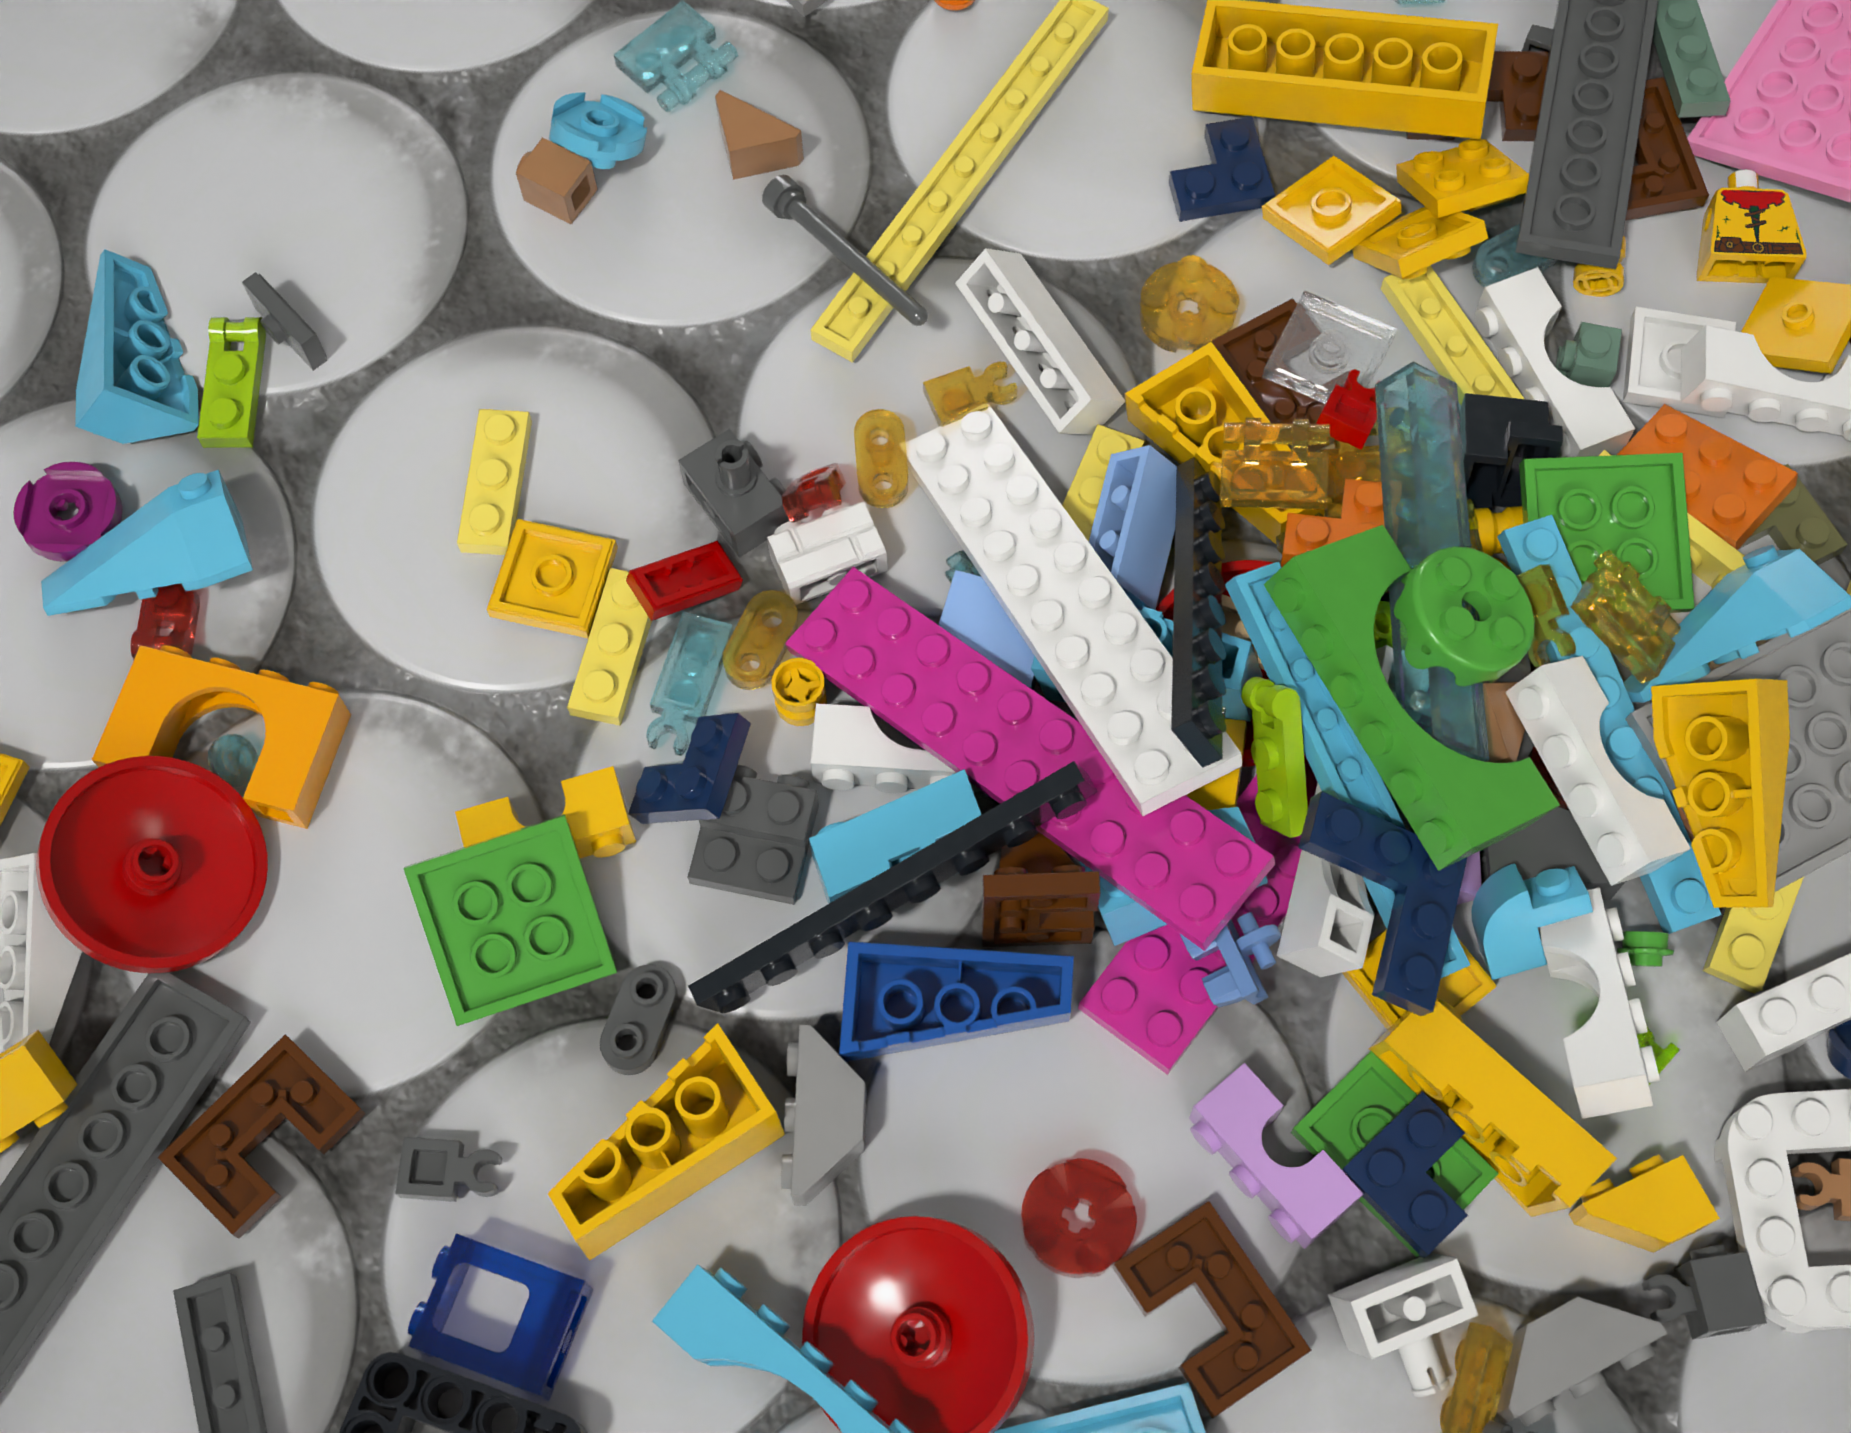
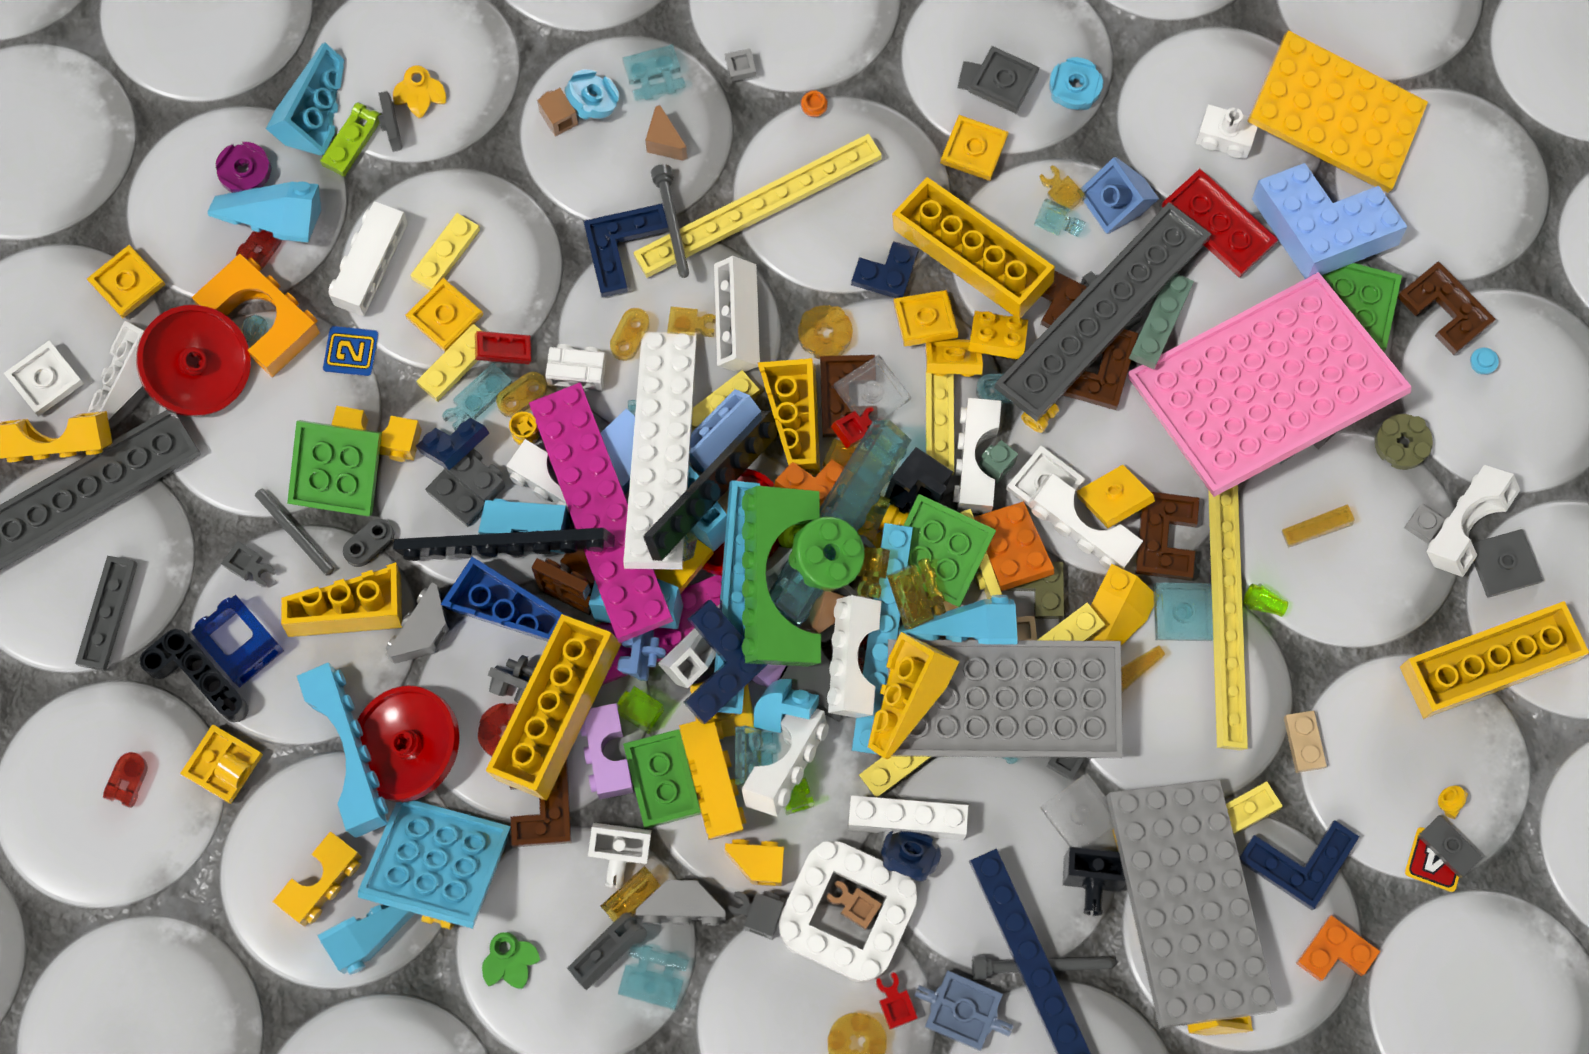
camera: 25 degrees right, 5 degrees up
(213, 1148) = (192, 490): reddish brown plate -> none
(310, 259) = (418, 94): none -> yellow plate
(370, 550) = (368, 258): none -> white brick
(421, 717) = (350, 351): none -> sticker
(495, 1069) = (294, 532): none -> dark grey bar
(734, 491) = (551, 316): dark grey brick -> none
(748, 323) = (607, 231): none -> dark blue plate
(813, 491) = (585, 335): clear red plate -> none
(1066, 1118) = (503, 677): none -> dark grey hips
(1151, 1128) = (553, 707): none -> yellow brick
(1275, 477) = (796, 442): clear yellow plate -> none
(1277, 755) = (710, 570): lime plate -> none
(1284, 1052) = (640, 709): none -> clear neon green brick
(1395, 1176) = (654, 784): dark blue plate -> none
(1528, 1029) = (751, 750): none -> clear light blue plate
(1645, 947) = (836, 750): bright green plate -> none
(1749, 234) = (1124, 436): yellow torso -> none

